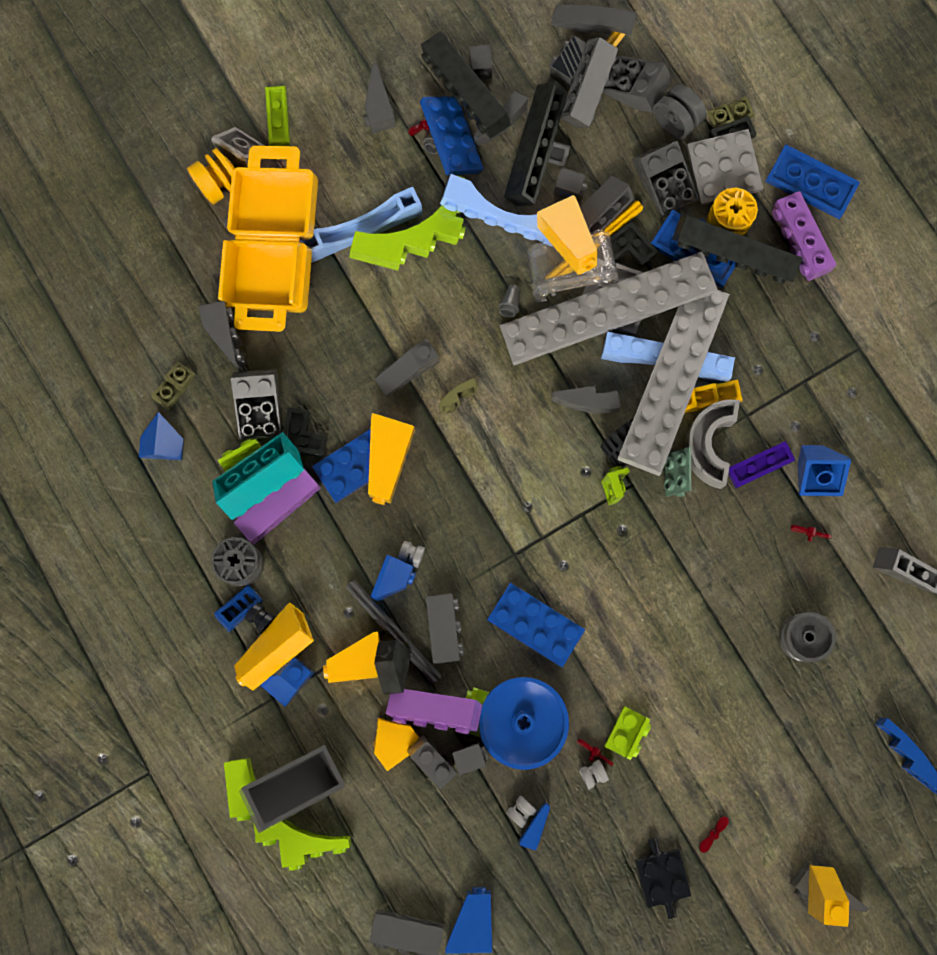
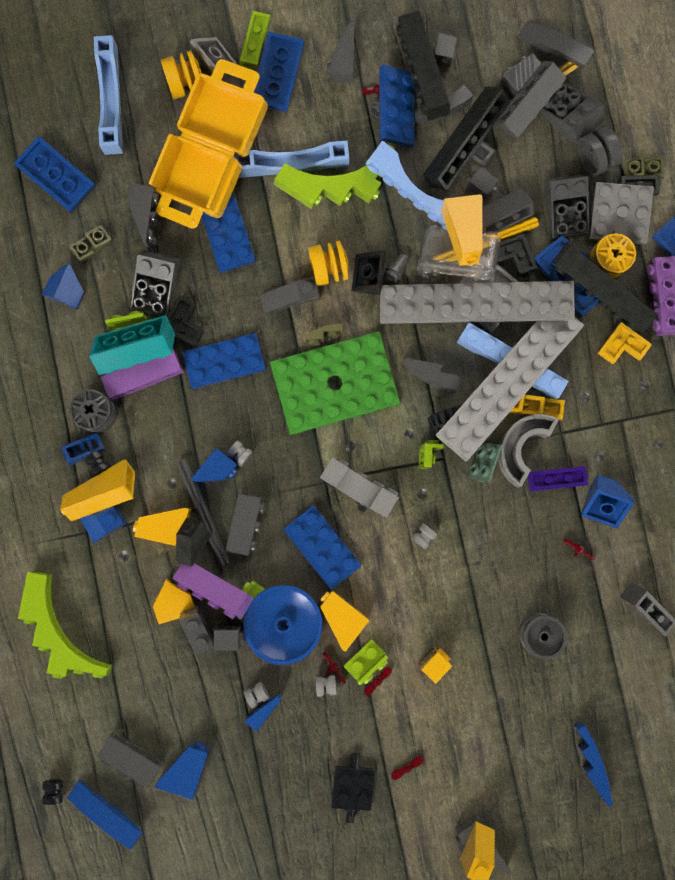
camera: 15 degrees right, 5 degrees up
(110, 325) = (54, 174): none -> blue plate
(142, 223) = (110, 105): none -> light blue arch
(291, 788) = (74, 613): dark grey piece -> none
(314, 137) = (279, 70): none -> blue plate
(321, 330) = (229, 238): none -> blue plate
(388, 452) = (247, 364): yellow slope -> none
(437, 319) = (328, 263): none -> yellow wheel
(468, 473) = (364, 388): none -> bright green plate
(483, 316) = (369, 272): none -> black slope
(553, 547) = (359, 488): none -> light grey brick
(586, 694) = (343, 618): none -> yellow slope
(641, 574) = (424, 536): none -> light grey wheel
(647, 750) = (369, 689): none -> dark red piece
(704, 707) = (435, 664): none -> yellow brick
(775, 296) = (624, 339): none -> yellow plate

